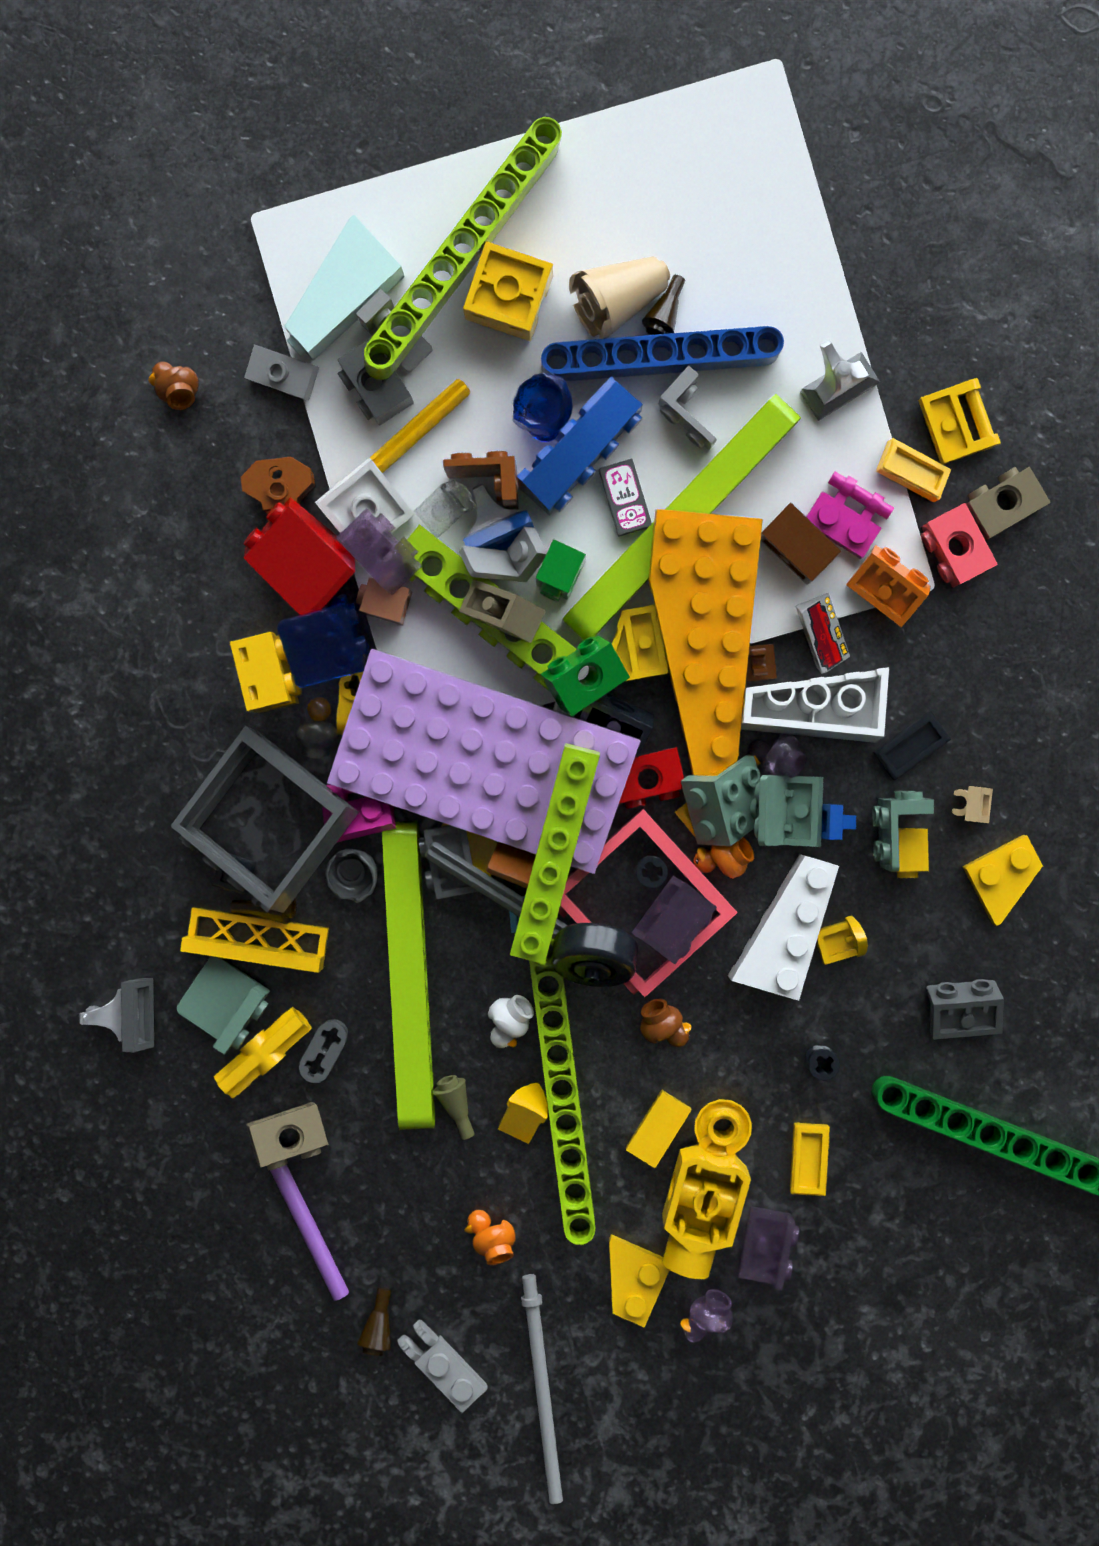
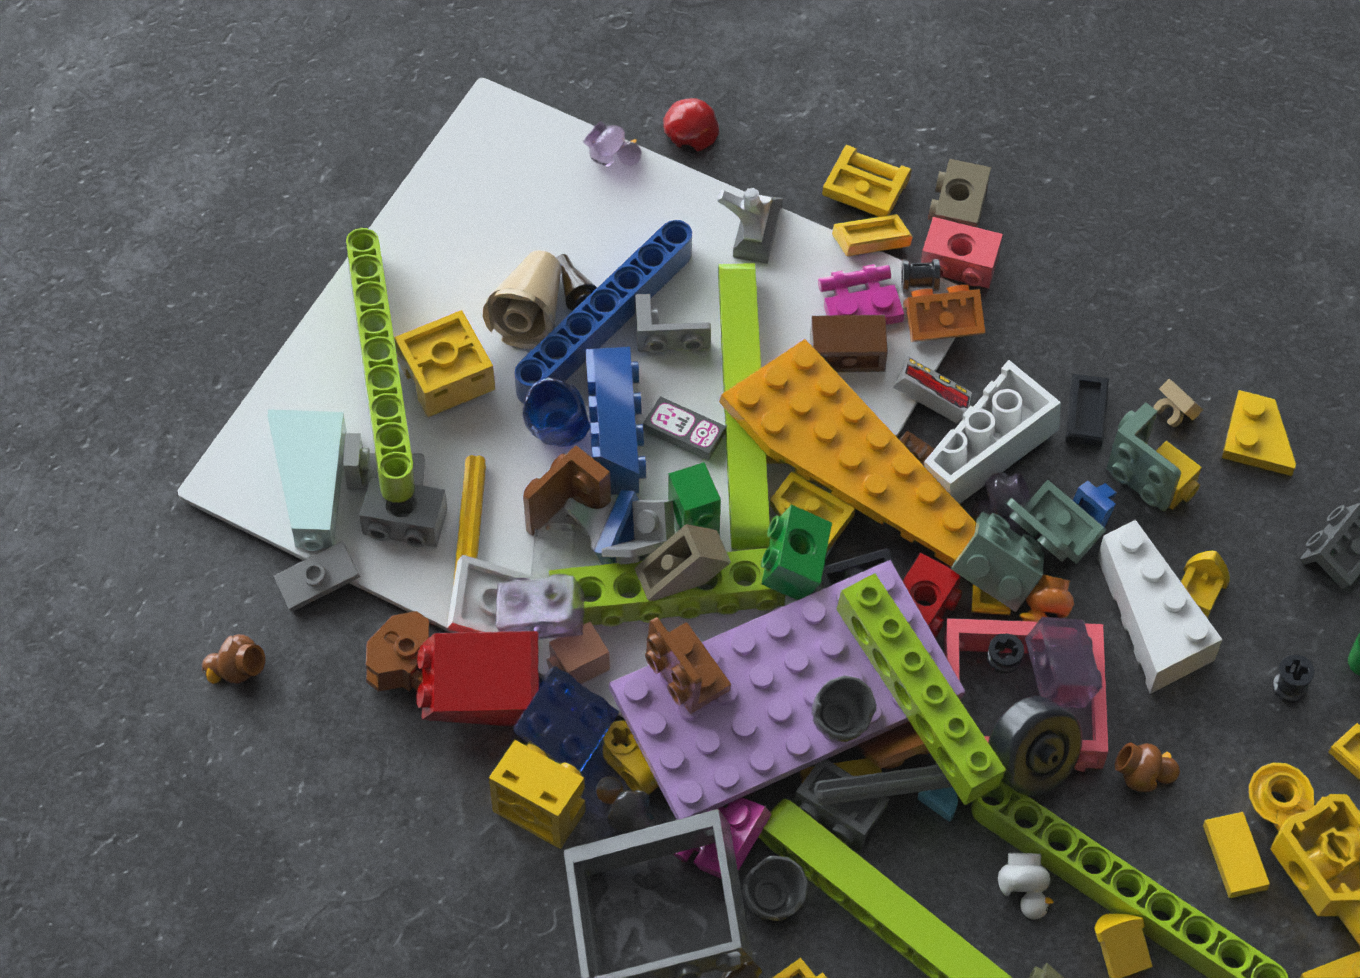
camera: 45 degrees left, 30 degrees down
(420, 691) = (685, 665): none -> dark orange bracket
(490, 820) = (843, 708): none -> dark grey hair
(807, 211) = (606, 141): none -> clear purple animal
(888, 249) = (691, 124): none -> red hair
(907, 539) = (920, 275): none -> black bush

